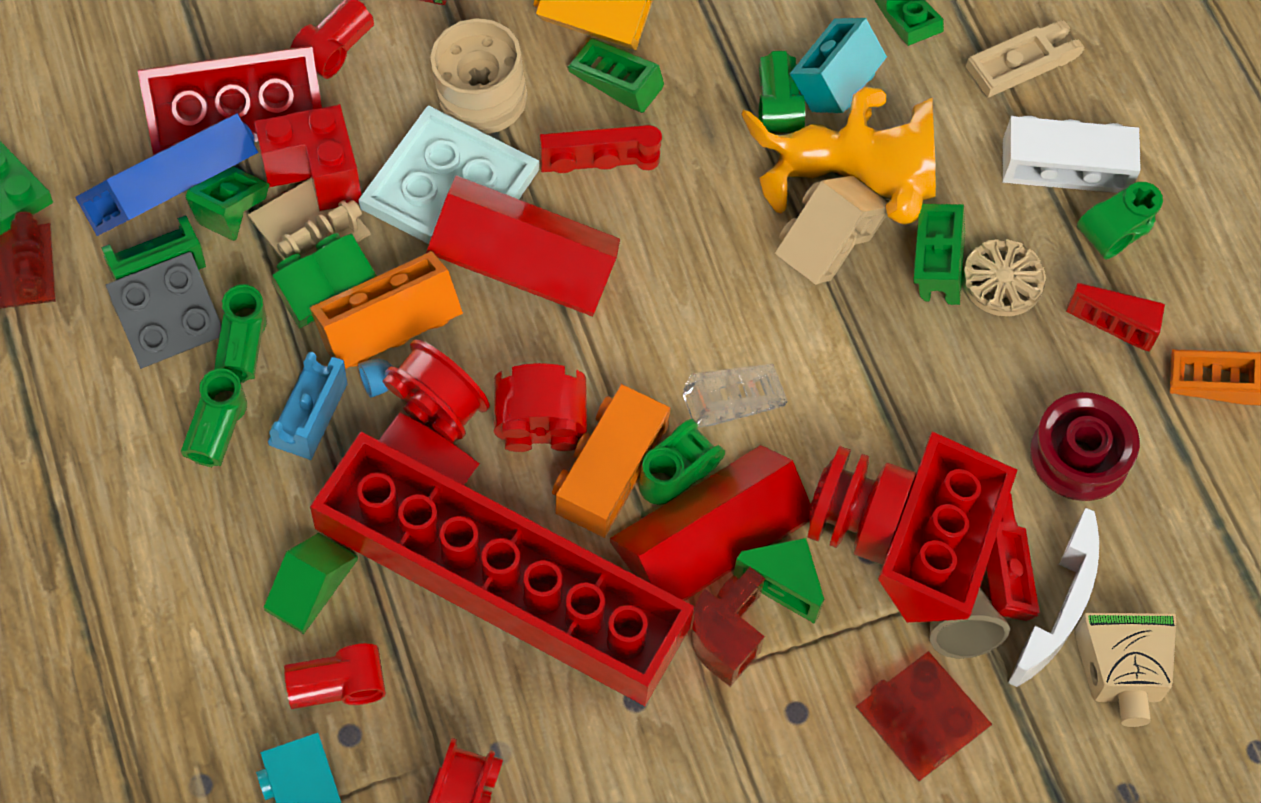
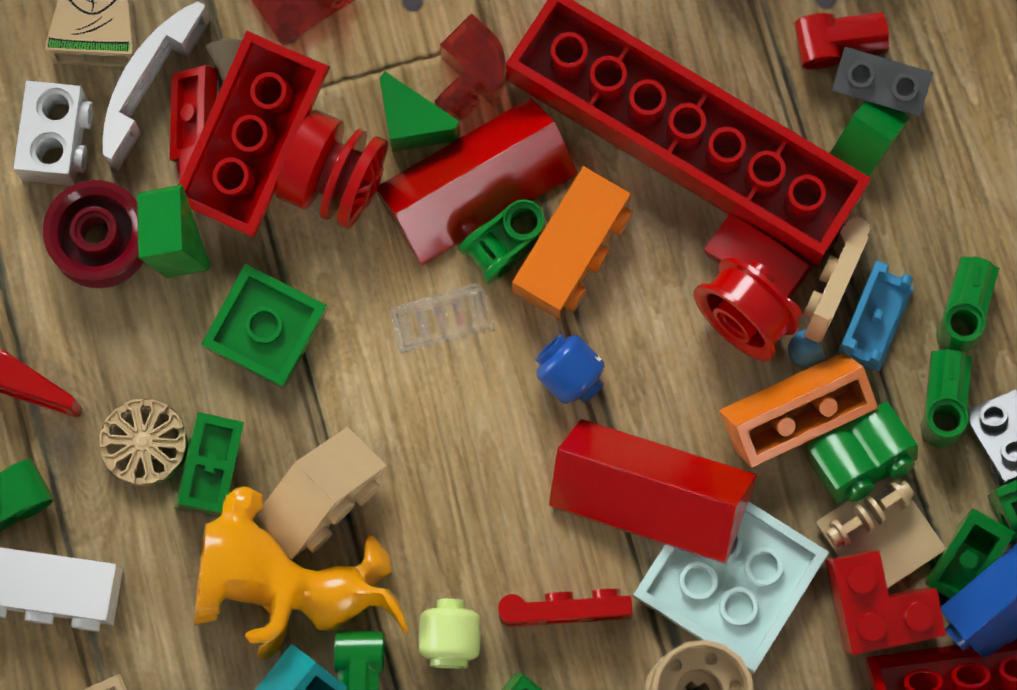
camera: 170 degrees left, 15 degrees up
(293, 626) = (882, 81): none -> dark grey hinge
(358, 393) = (836, 276): none -> tan hinge
(540, 407) = (642, 289): red brick -> none
(607, 345) = (570, 369): none -> blue head
(702, 125) = (449, 634): none -> yellowish green head
(906, 377) = (264, 326): none -> green plate
(1014, 435) = (169, 233): none -> green slope
(1159, 546) = (40, 134): none -> white brick

